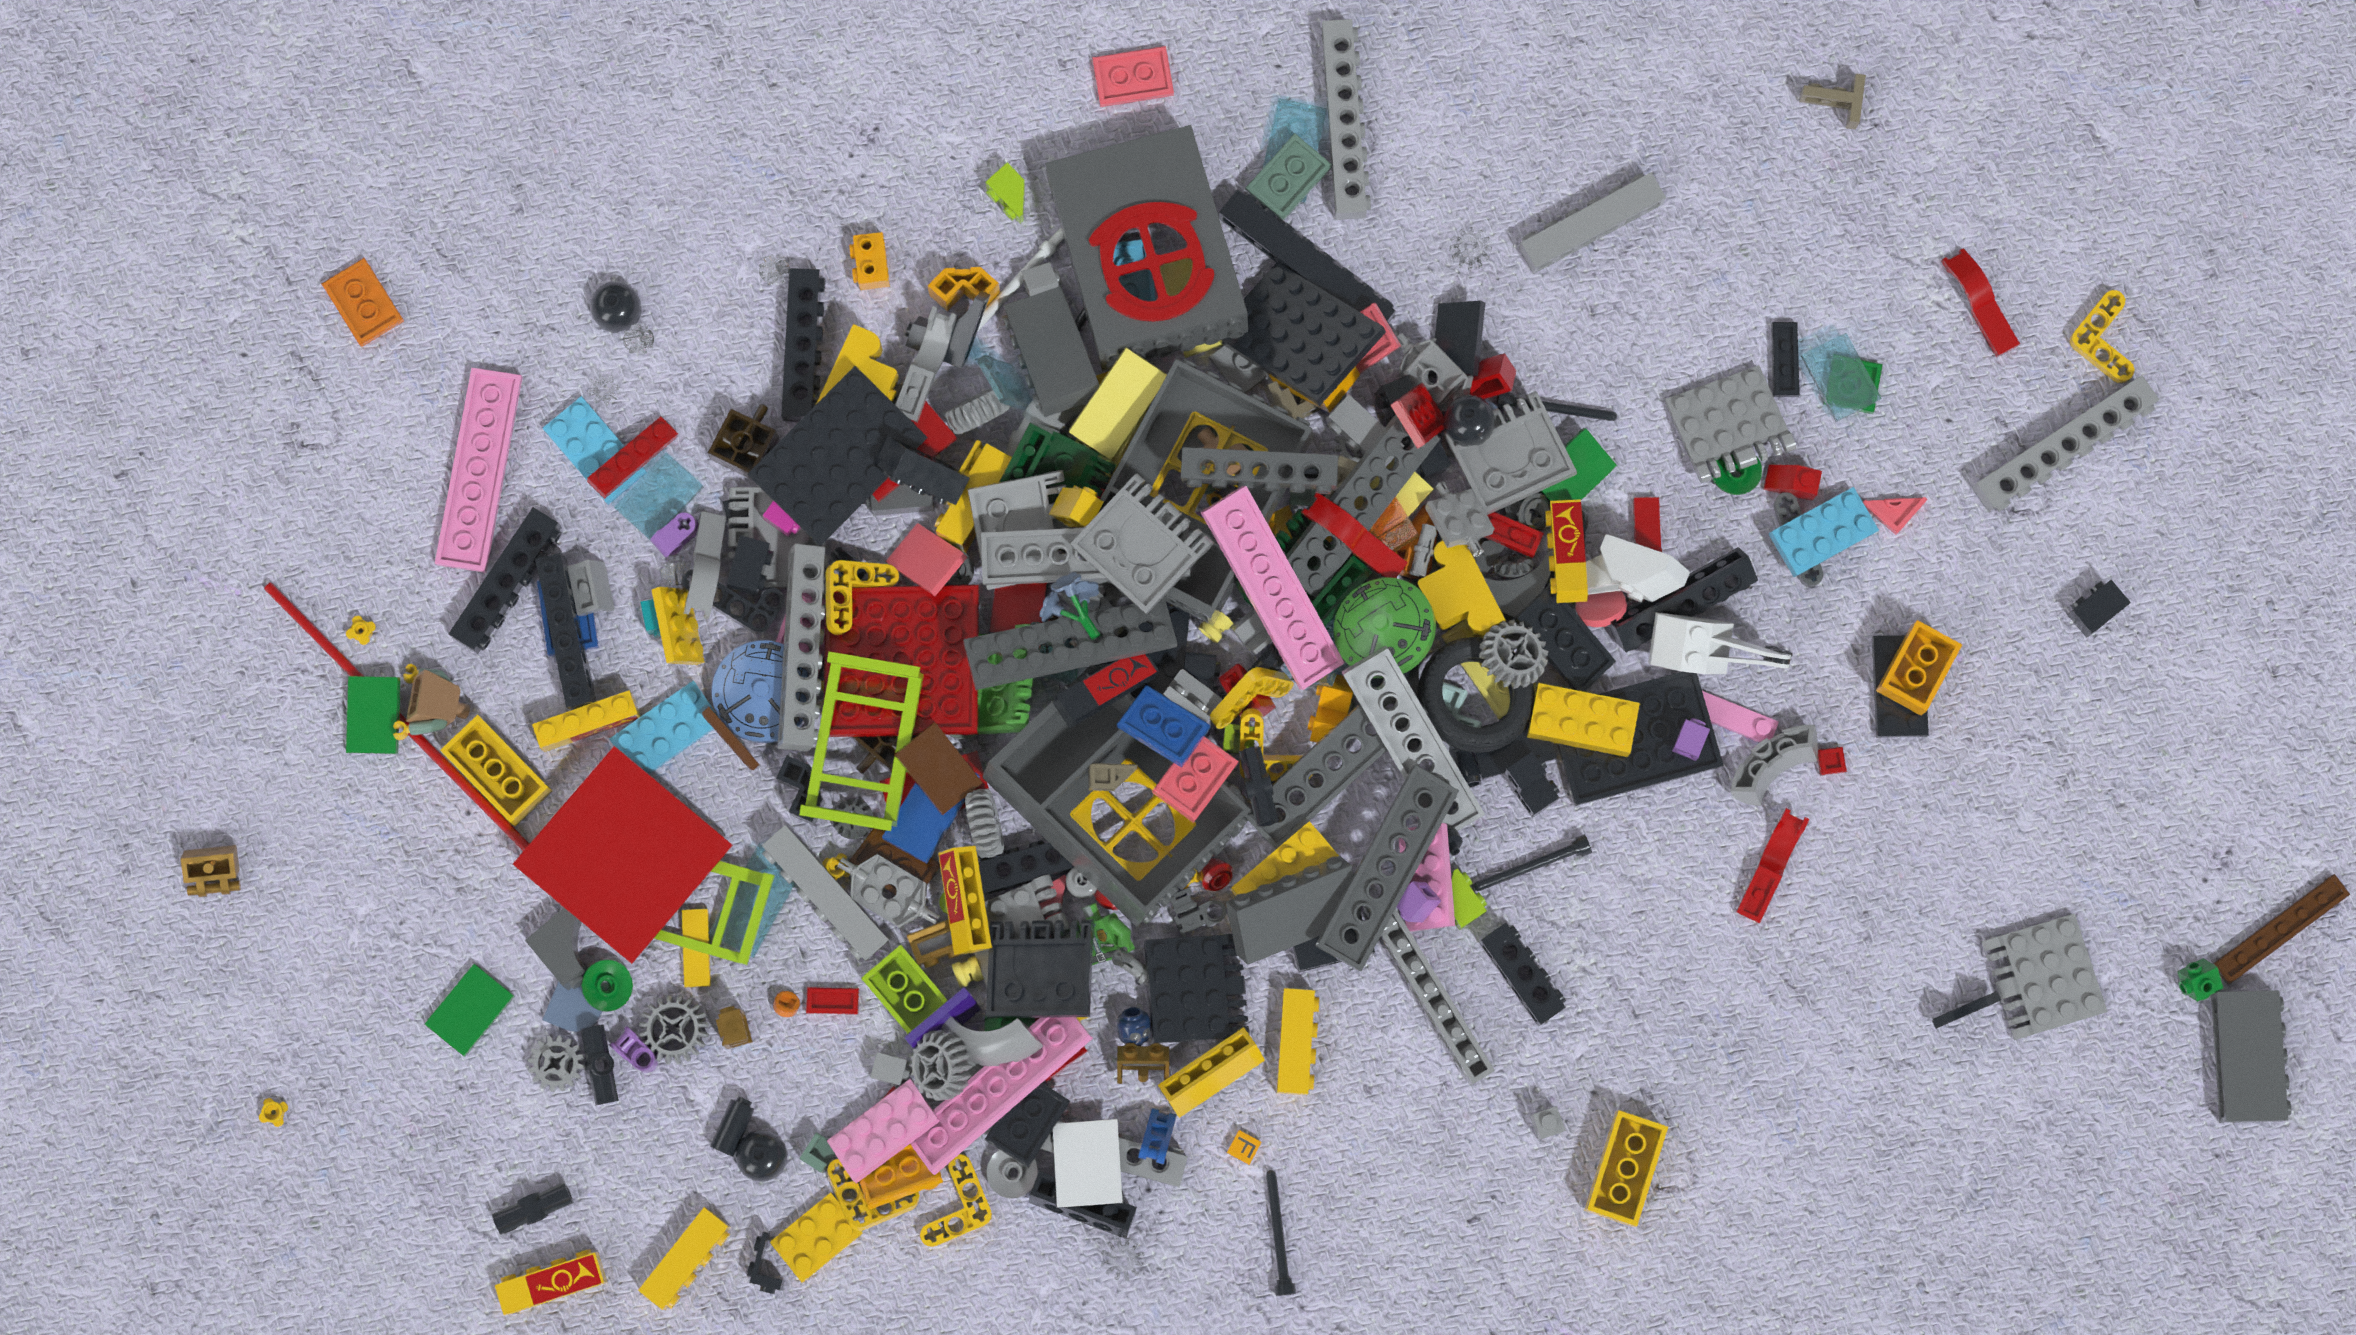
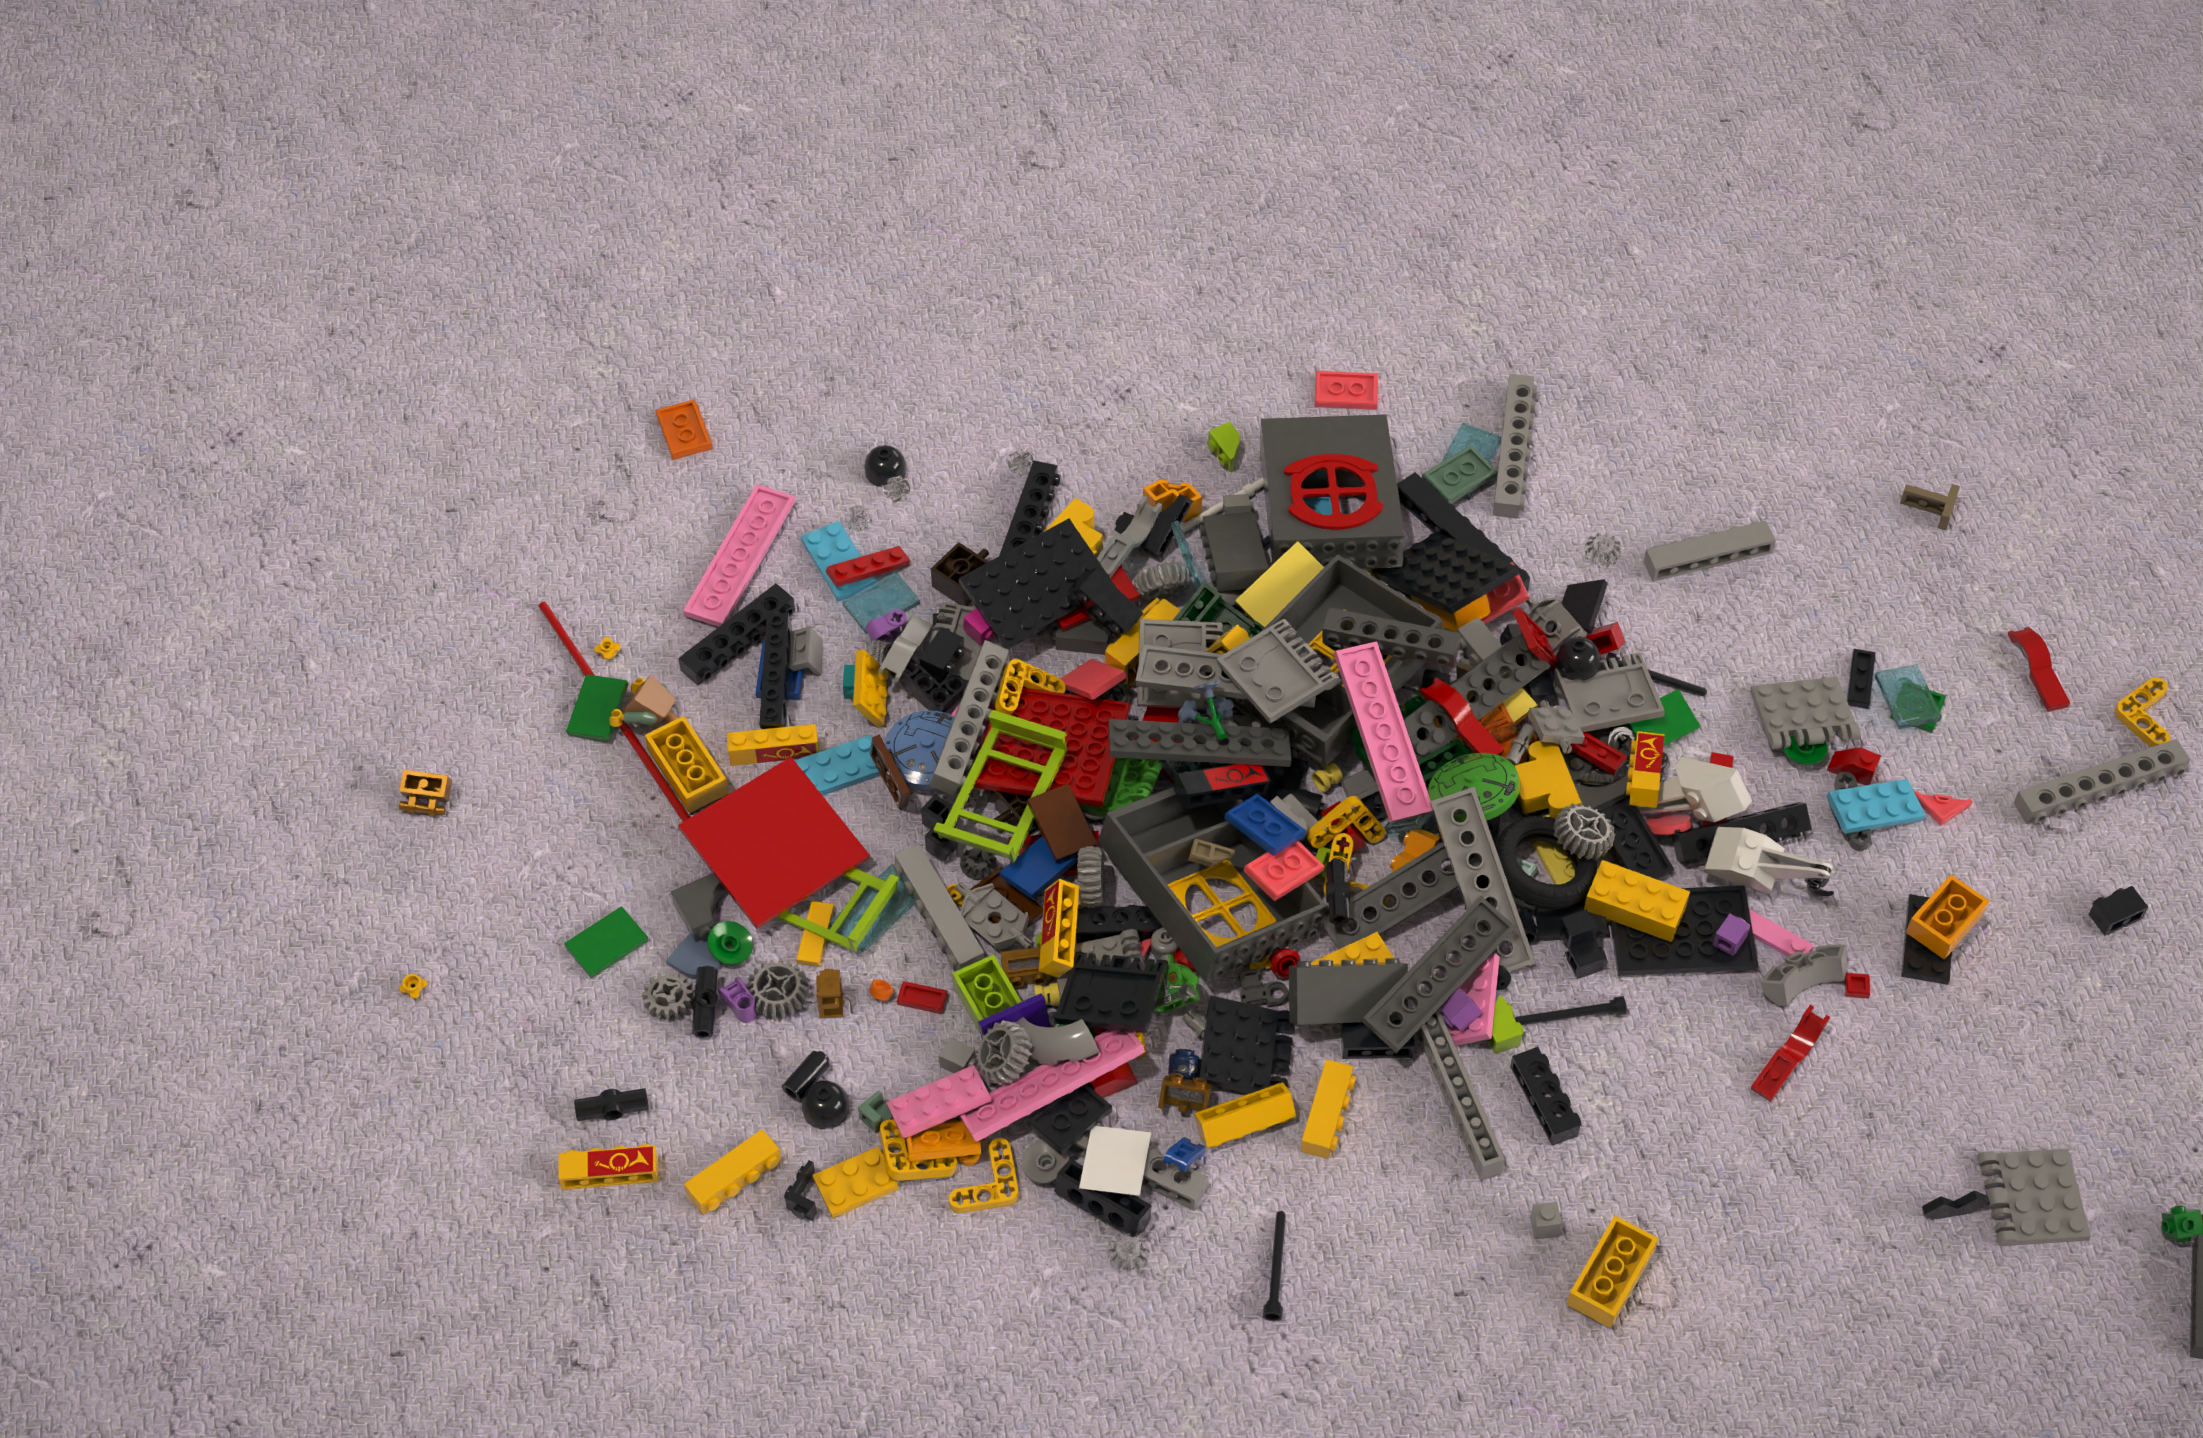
camera: 15 degrees right, 25 degrees down
(871, 261) = (1101, 471): light orange brick -> none
(1244, 1147) = (1260, 1187): light orange tile -> none

